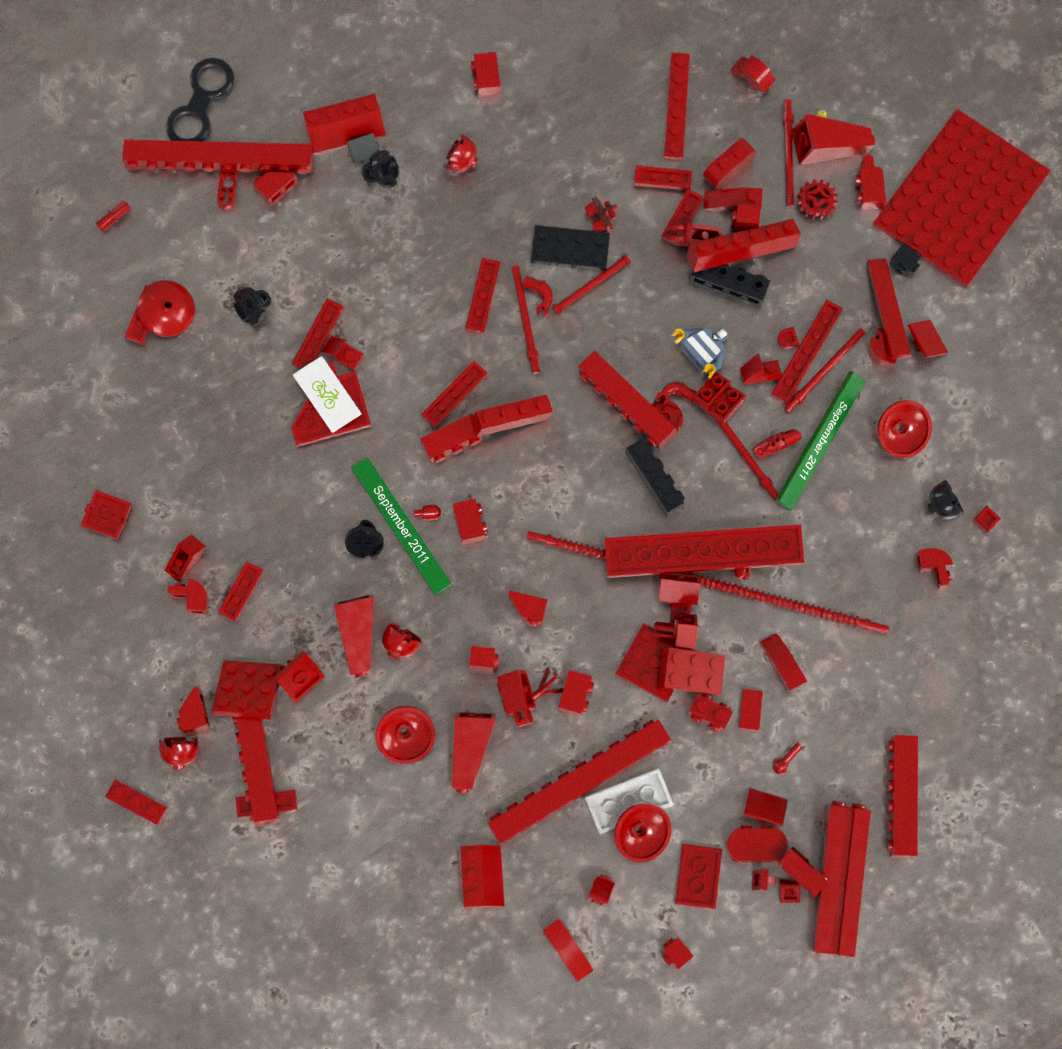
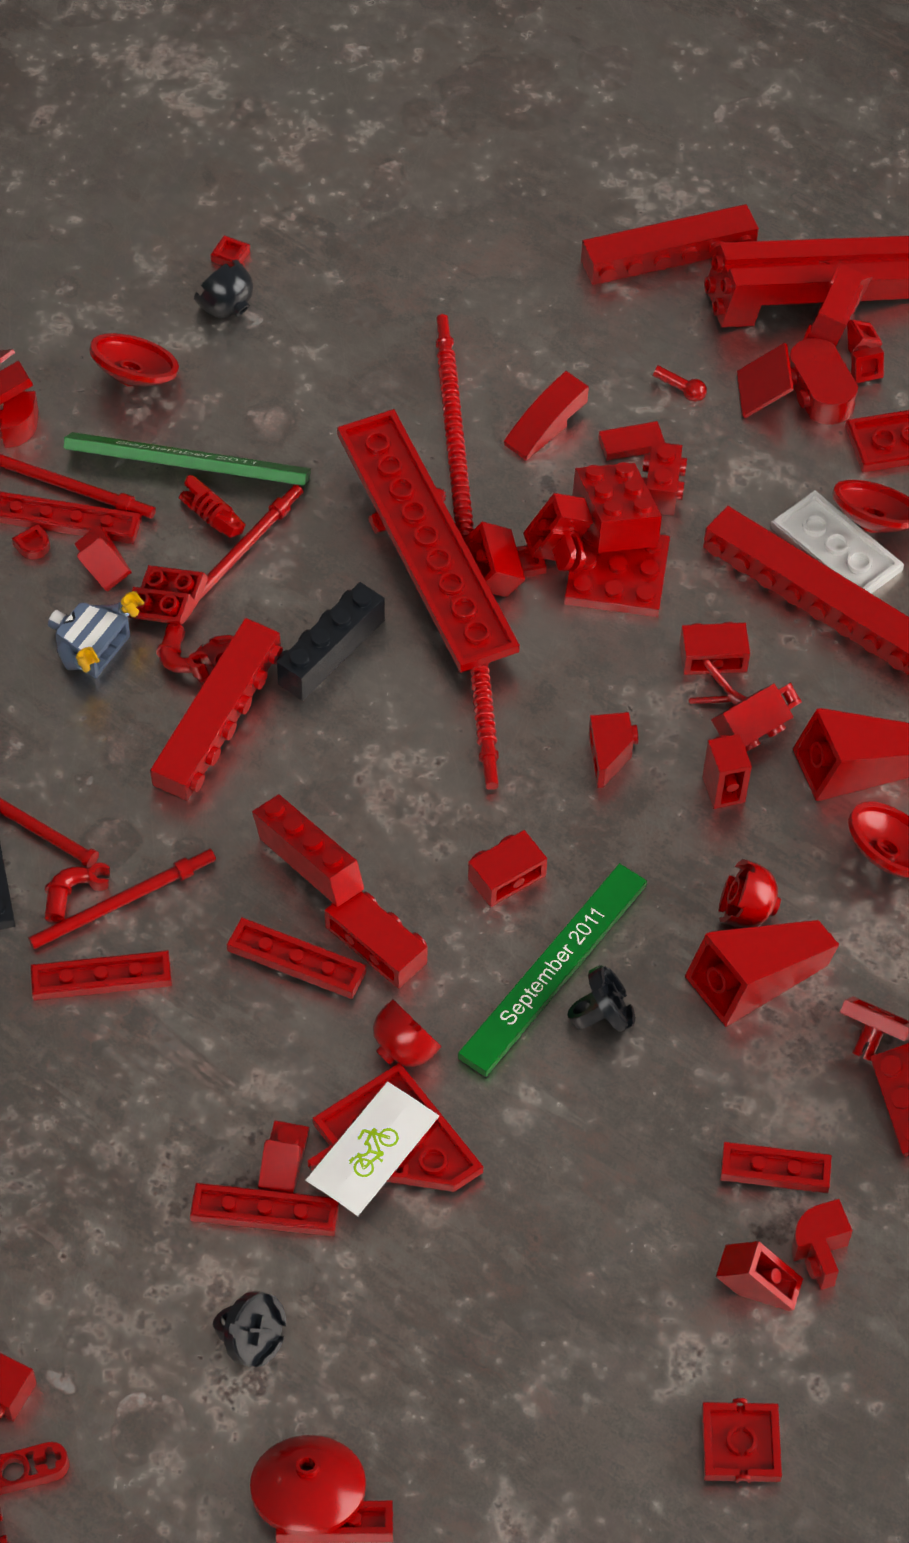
camera: 110 degrees left, 20 degrees down
(384, 431) = (402, 1037): none -> red cylinder
(428, 512) = (515, 934): red cylinder -> none
(938, 561) = (324, 283): red brick -> none

